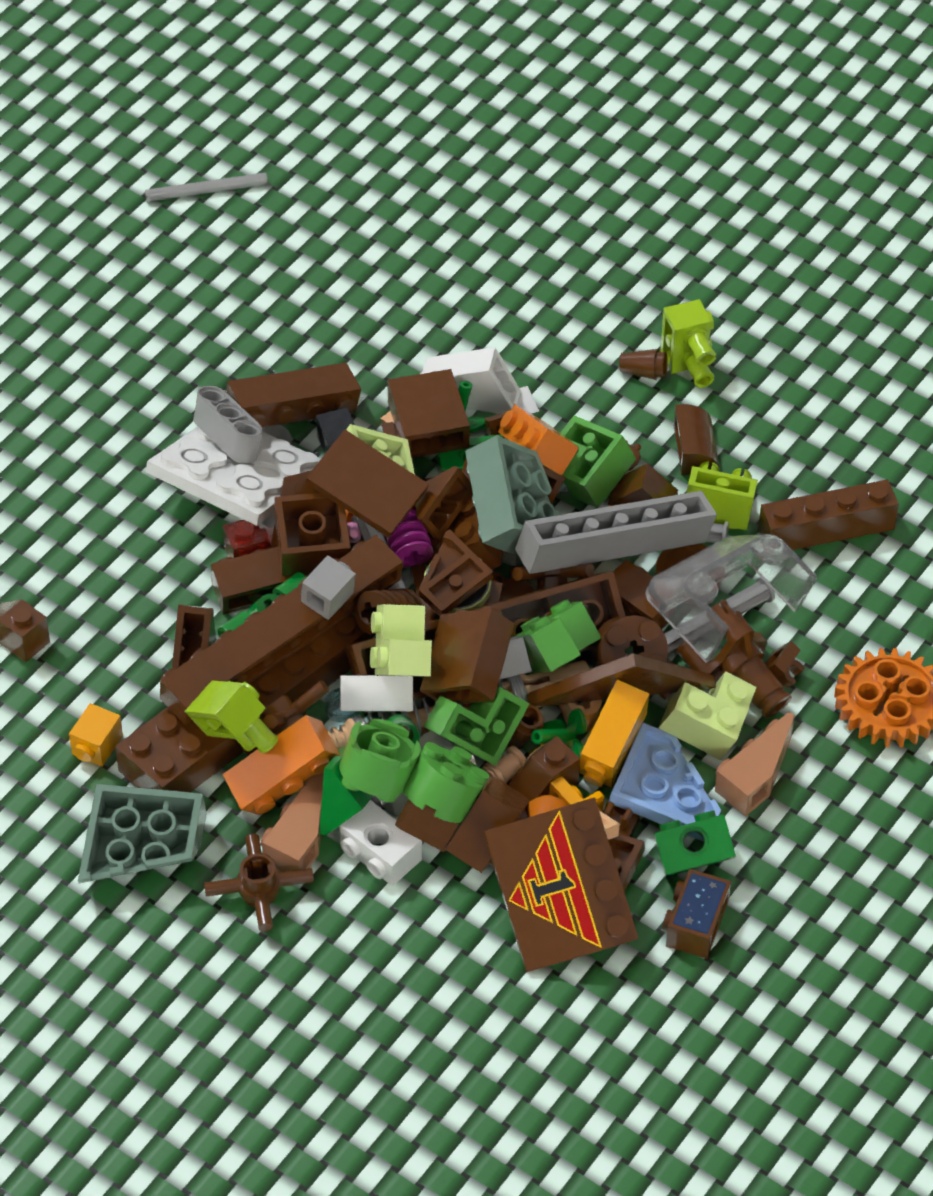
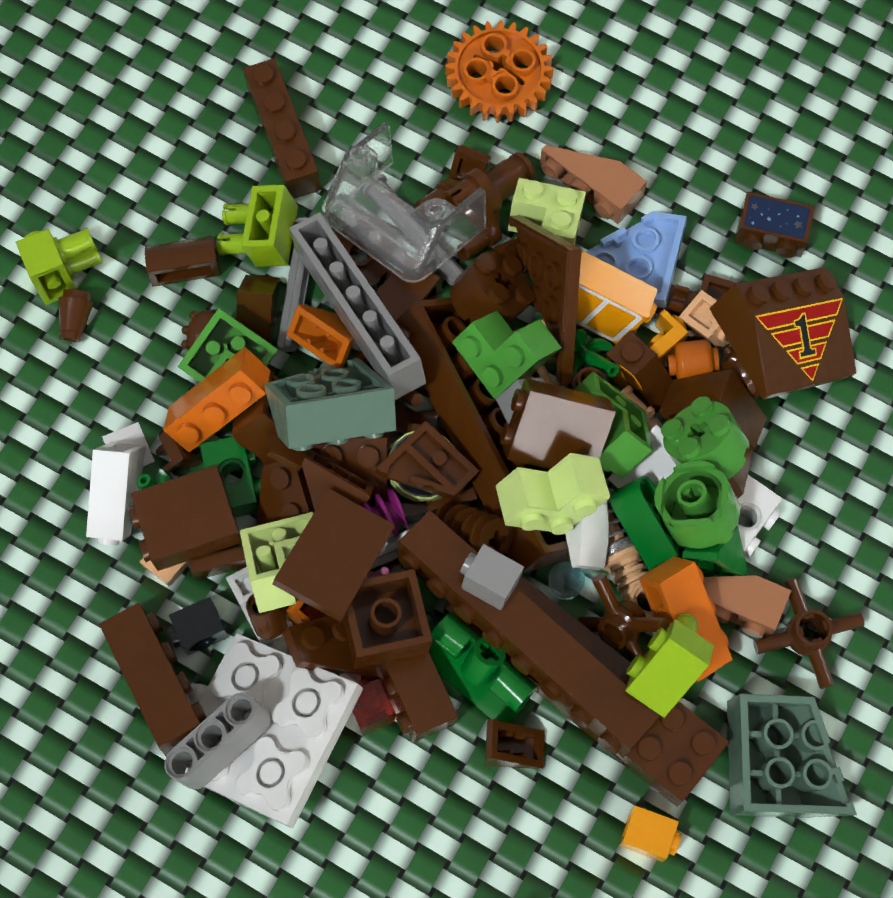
camera: 95 degrees left, 20 degrees up
(678, 859) = (709, 226): green brick -> none

